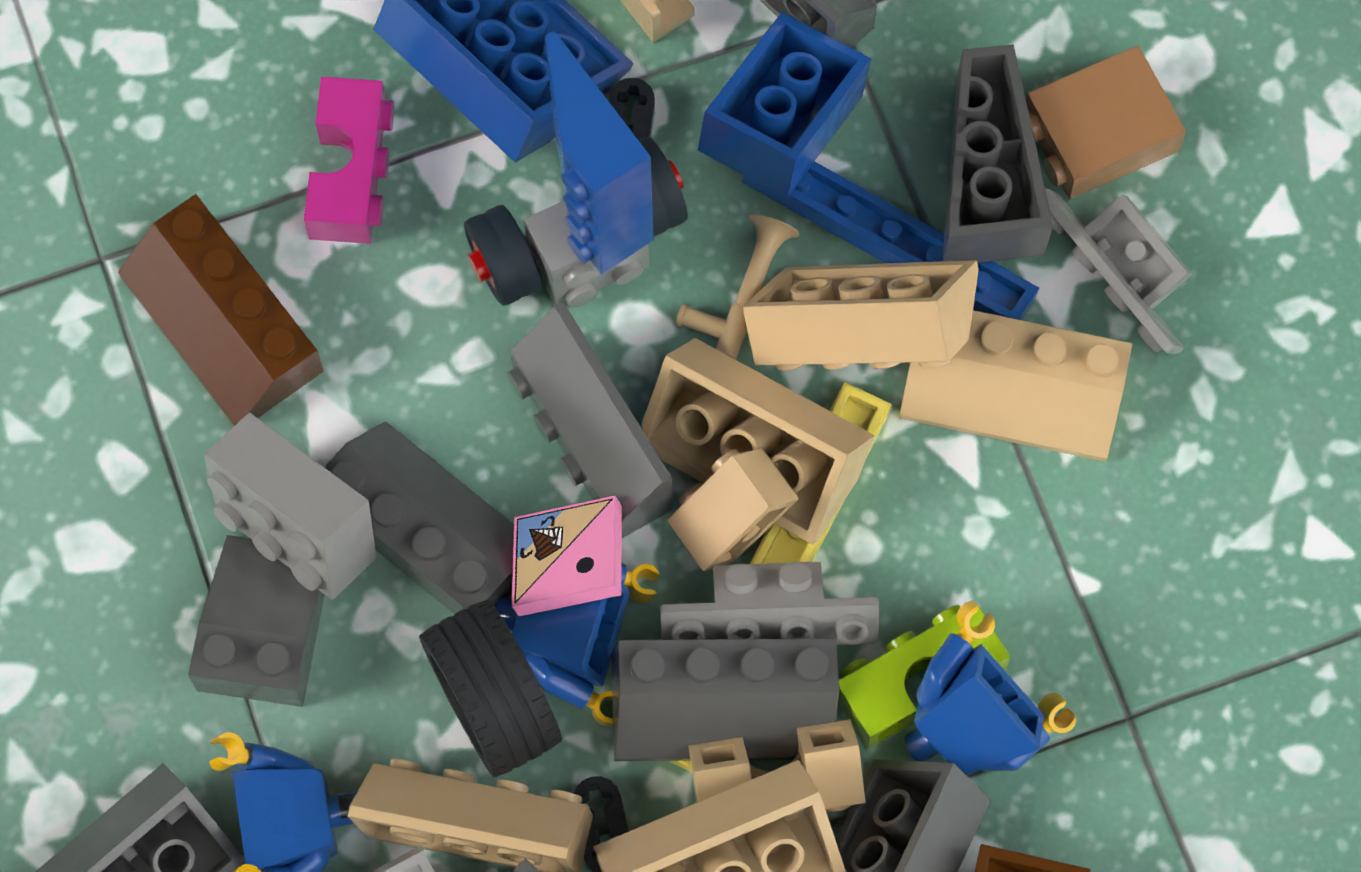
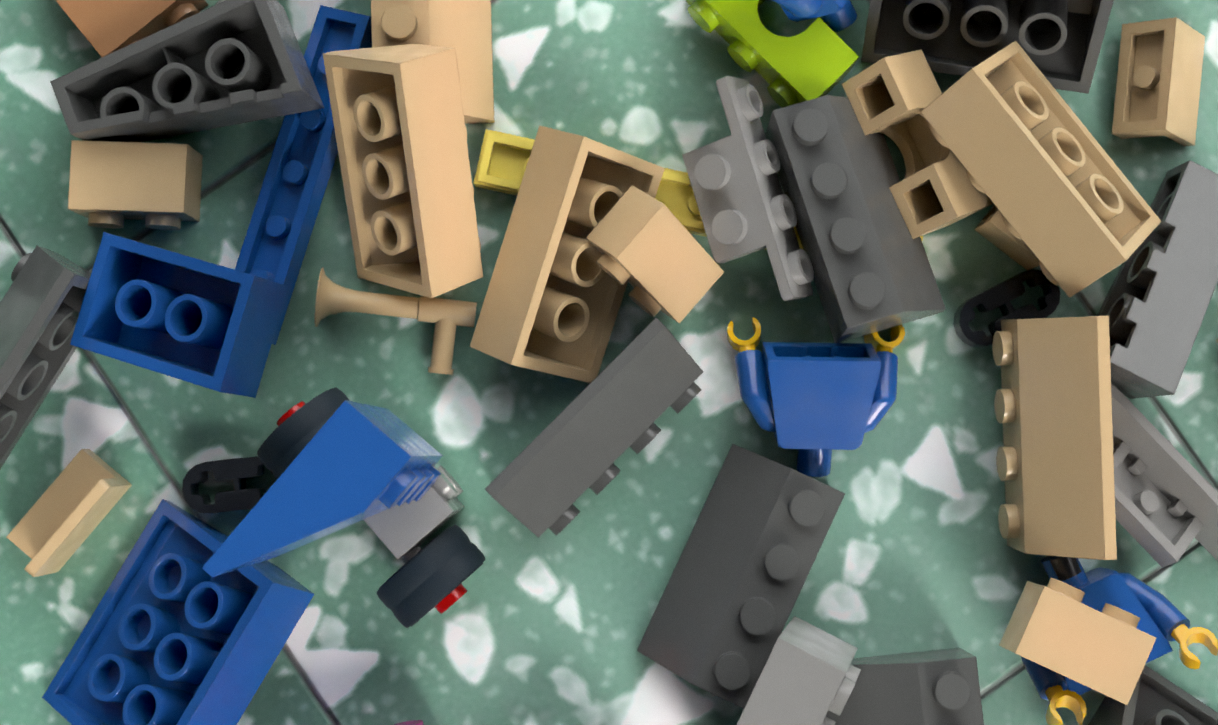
camera: 110 degrees left, 15 degrees up
(285, 775) = (1078, 641): none -> tan brick
(491, 687) = (928, 452): black tyre -> none
(567, 556) = (760, 410): tile -> none
(915, 99) = (135, 183): none -> tan brick

